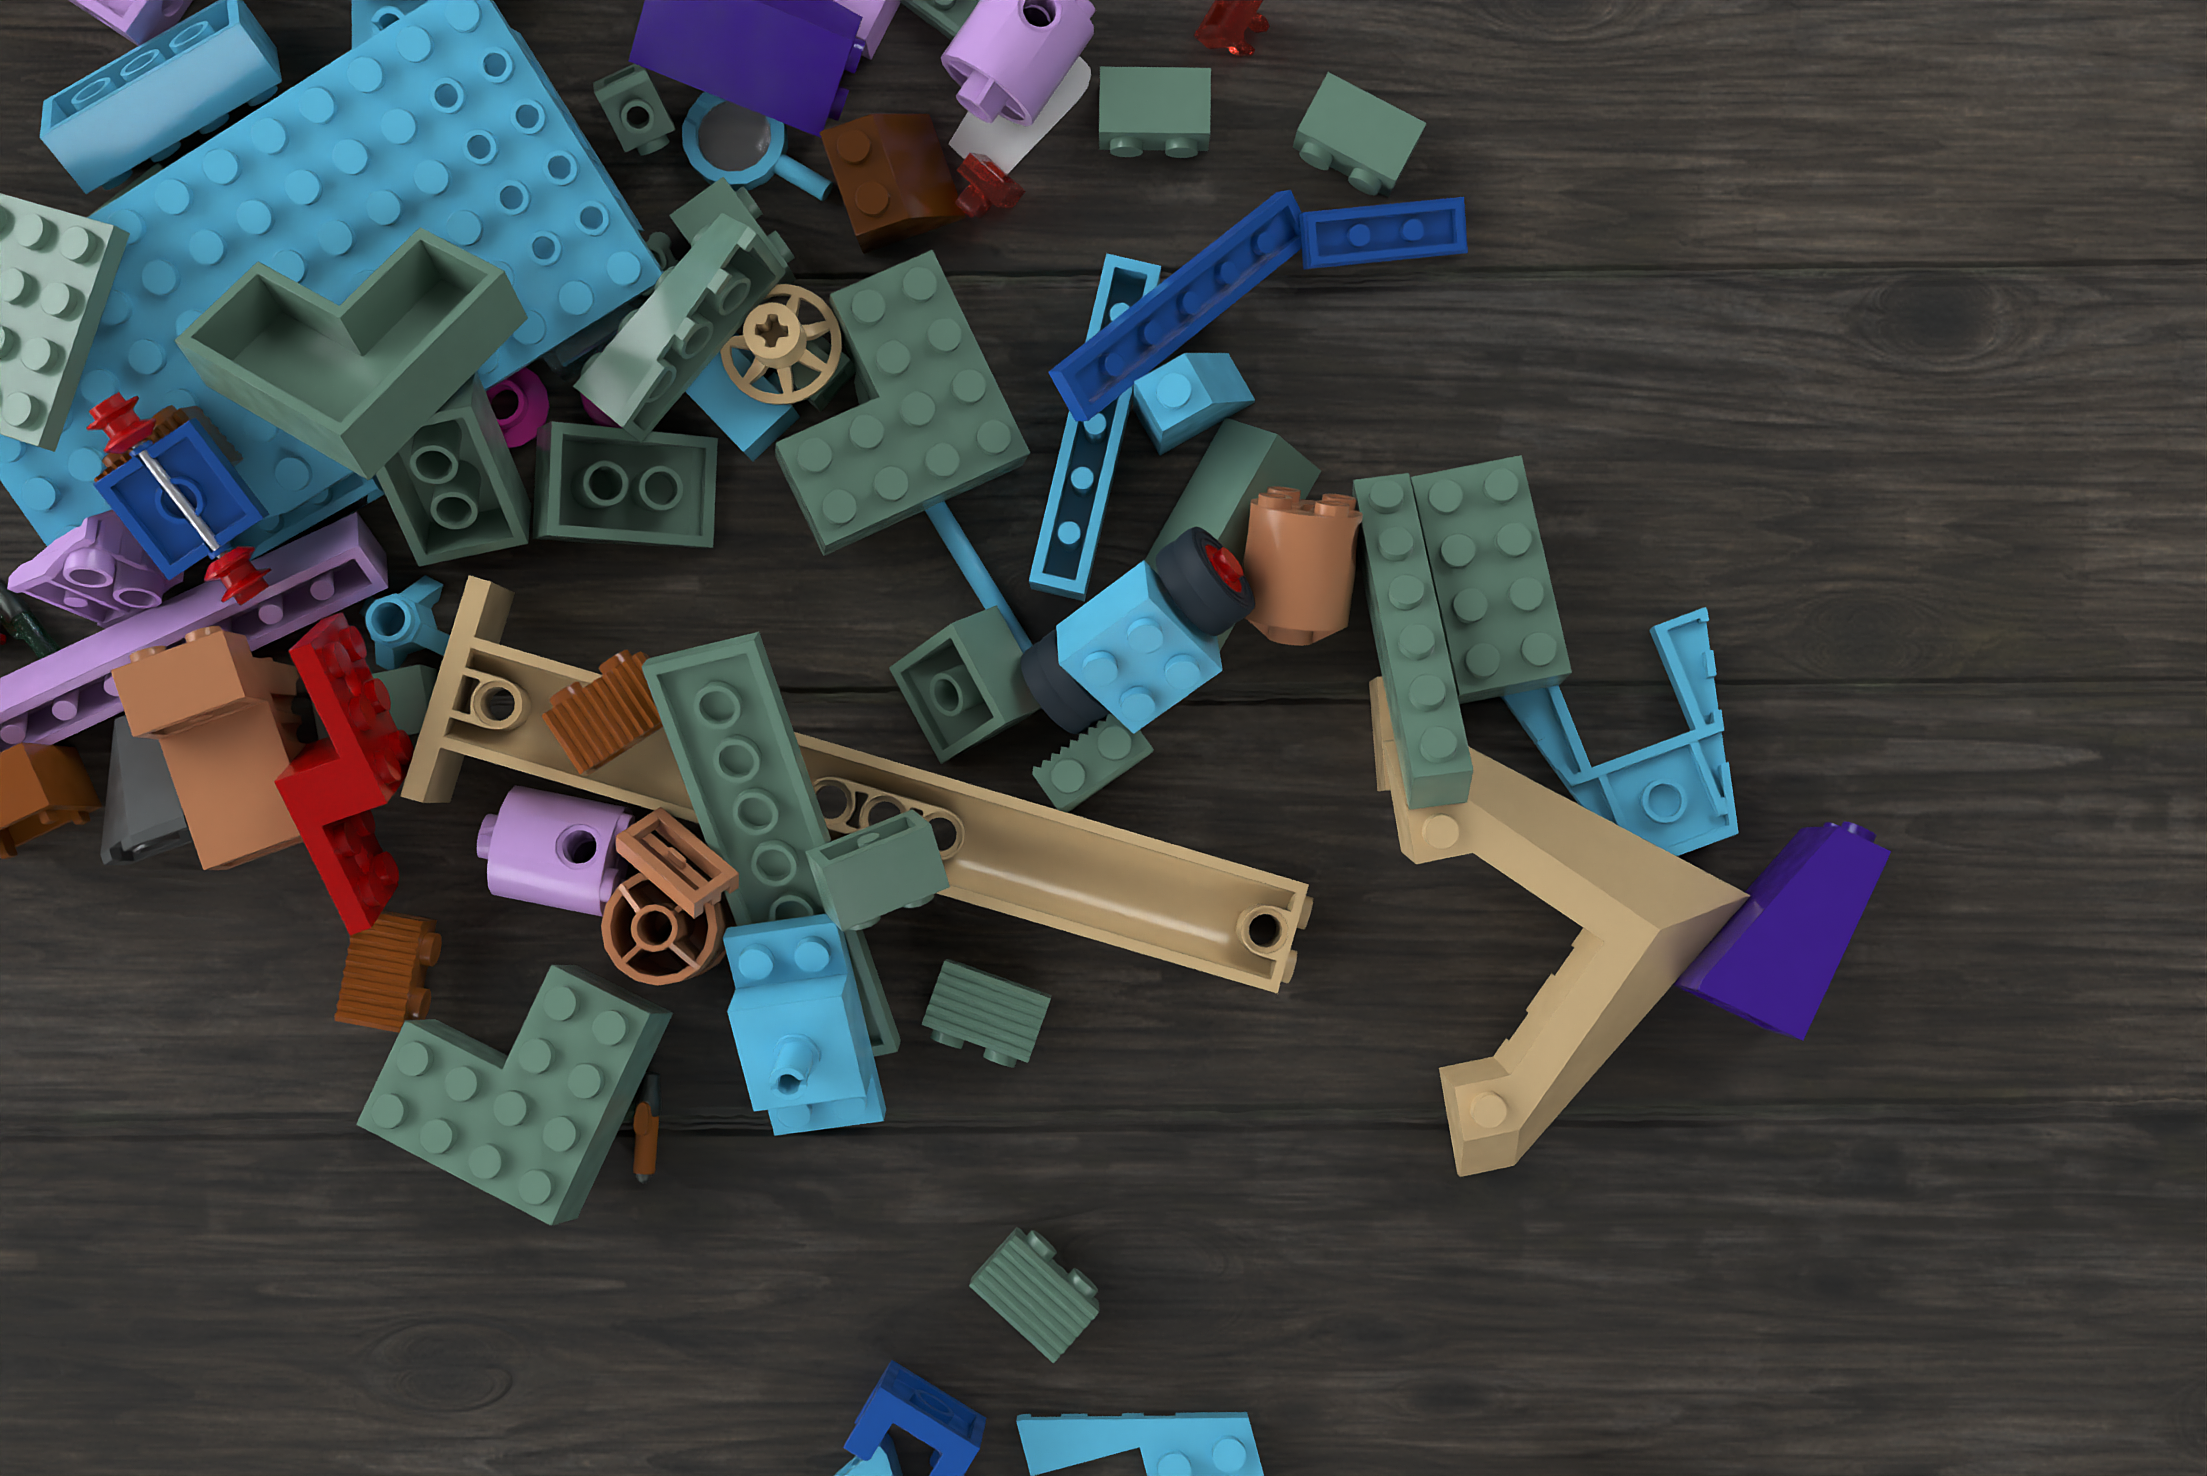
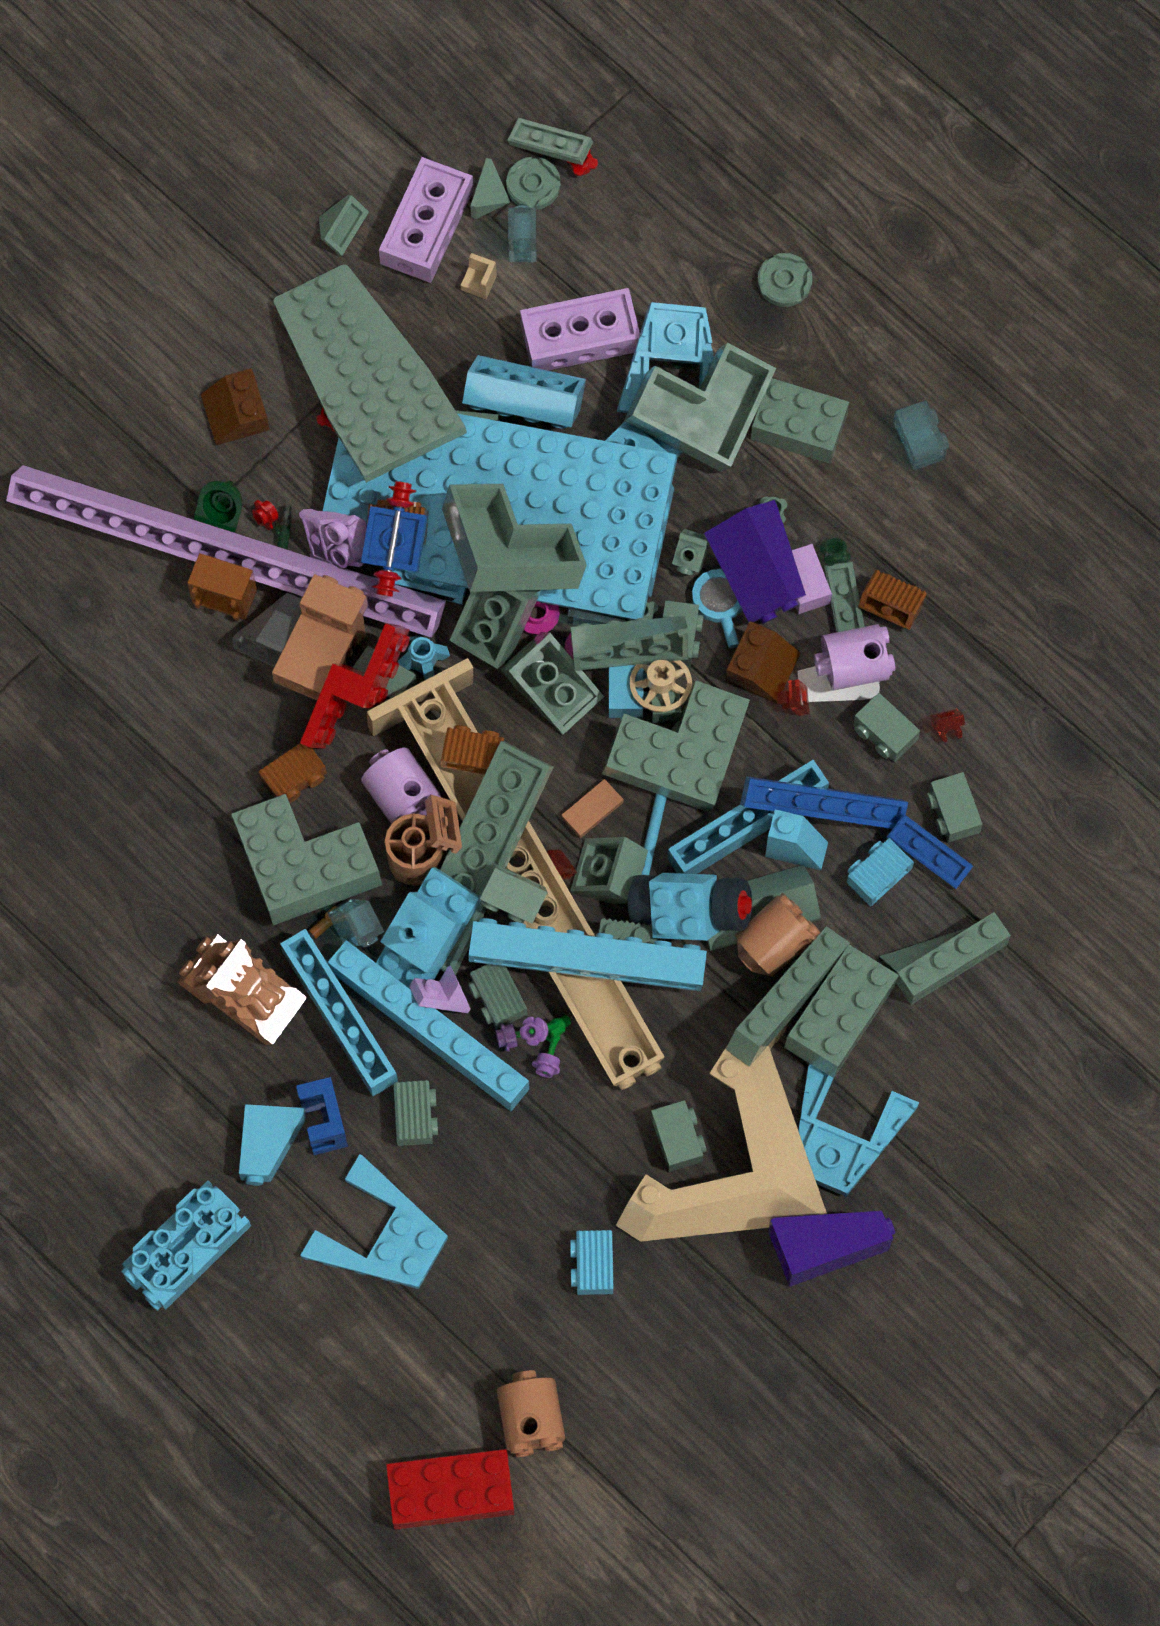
camera: 40 degrees right, 15 degrees down
(620, 1360) = (241, 987): none -> nougat brick
(692, 1113) = (356, 923): none -> clear light blue brick
(791, 1257) = (339, 1012): none -> medium azure brick
(857, 615) = (592, 808): none -> nougat tile
(892, 740) = (562, 864): none -> clear red tile
(912, 1096) = (440, 994): none -> lavender slope
(932, 1152) = (429, 1026): none -> medium azure brick
(1067, 853) = (587, 955): none -> medium azure brick
(1105, 1035) = (536, 1031): none -> medium lavender plant
(1342, 328) = (879, 871): none -> medium azure brick
(1428, 973) = (677, 1135): none -> sand green brick
(1485, 1263) = (594, 1262): none -> medium azure brick
(1547, 365) = (941, 959): none -> sand green wedge

